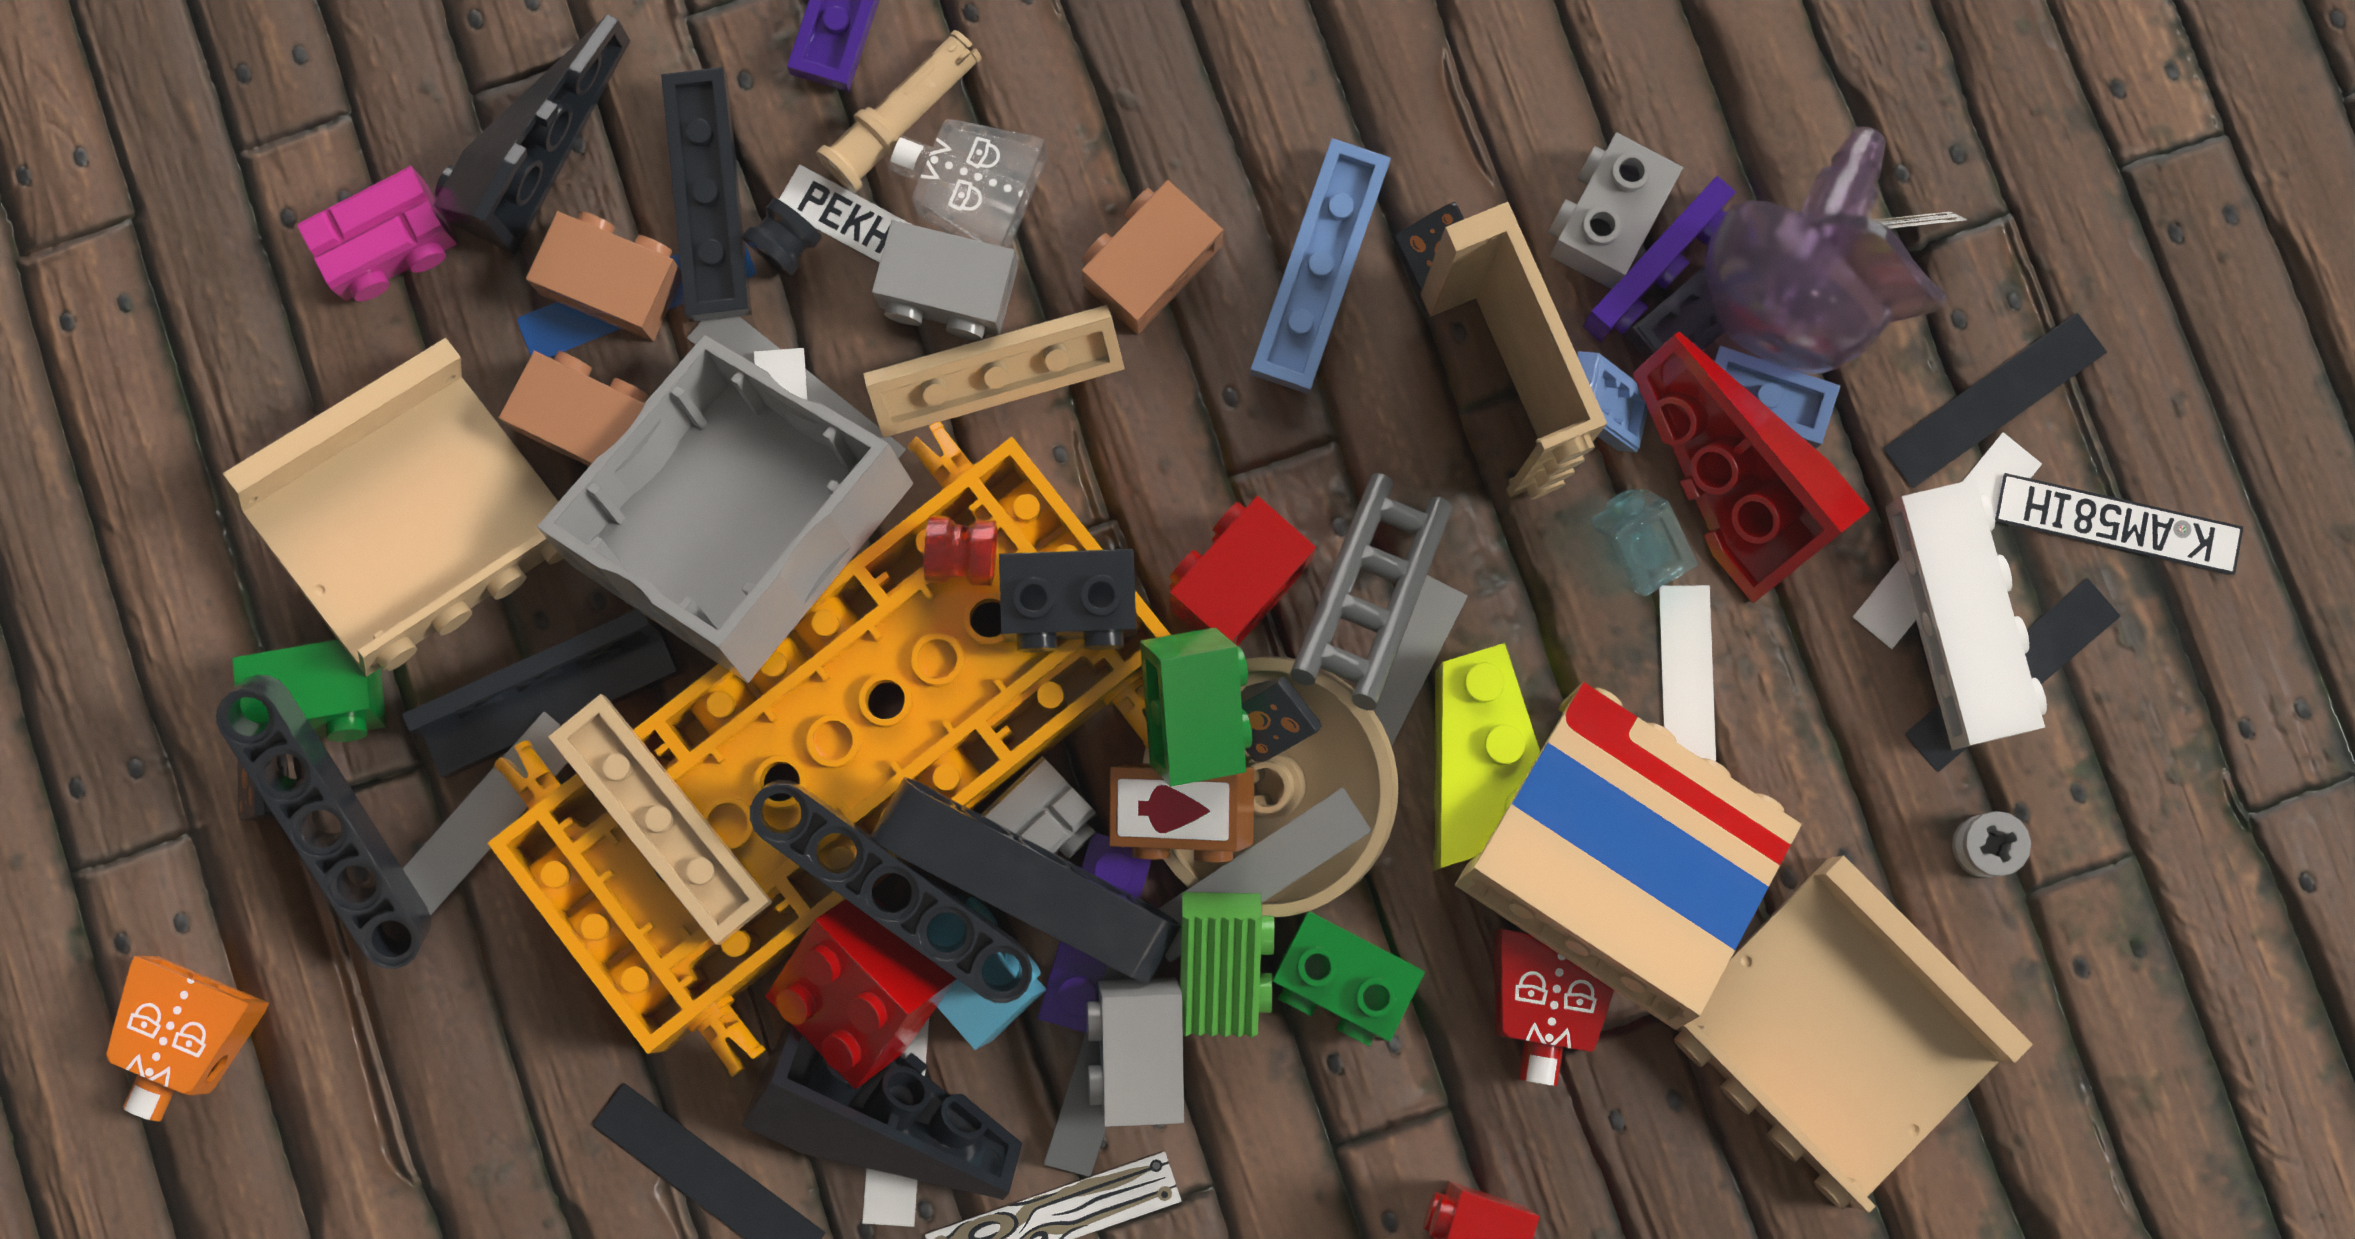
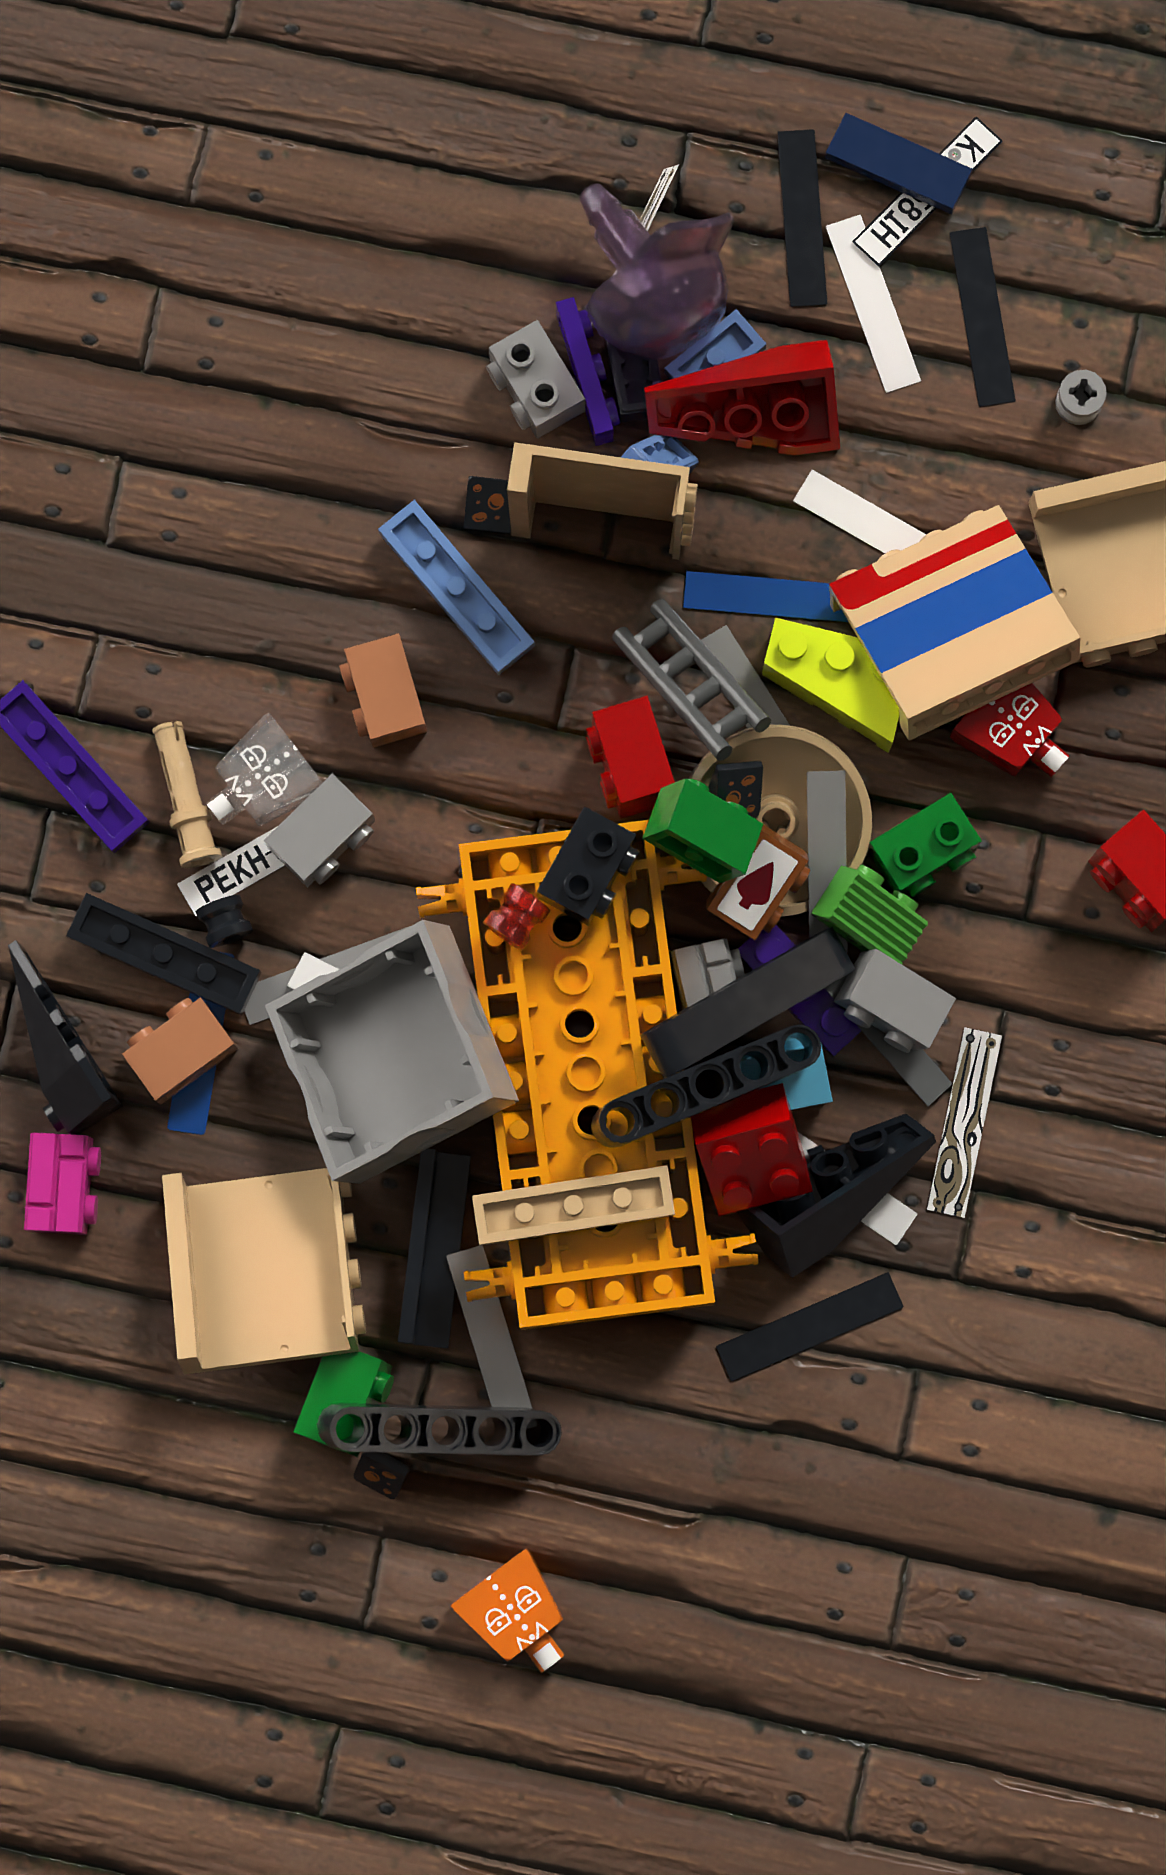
camera: 55 degrees left, 0 degrees up
(570, 410) = (262, 1120): nougat brick -> none
(994, 371) = (398, 836): tan plate -> none
(1523, 612) = (759, 596): none -> blue sticker
(1645, 539) = (759, 490): clear light blue bracket -> none
(1966, 614) = (928, 322): white brick -> none
(2130, 470) = (898, 163): none -> dark blue tile

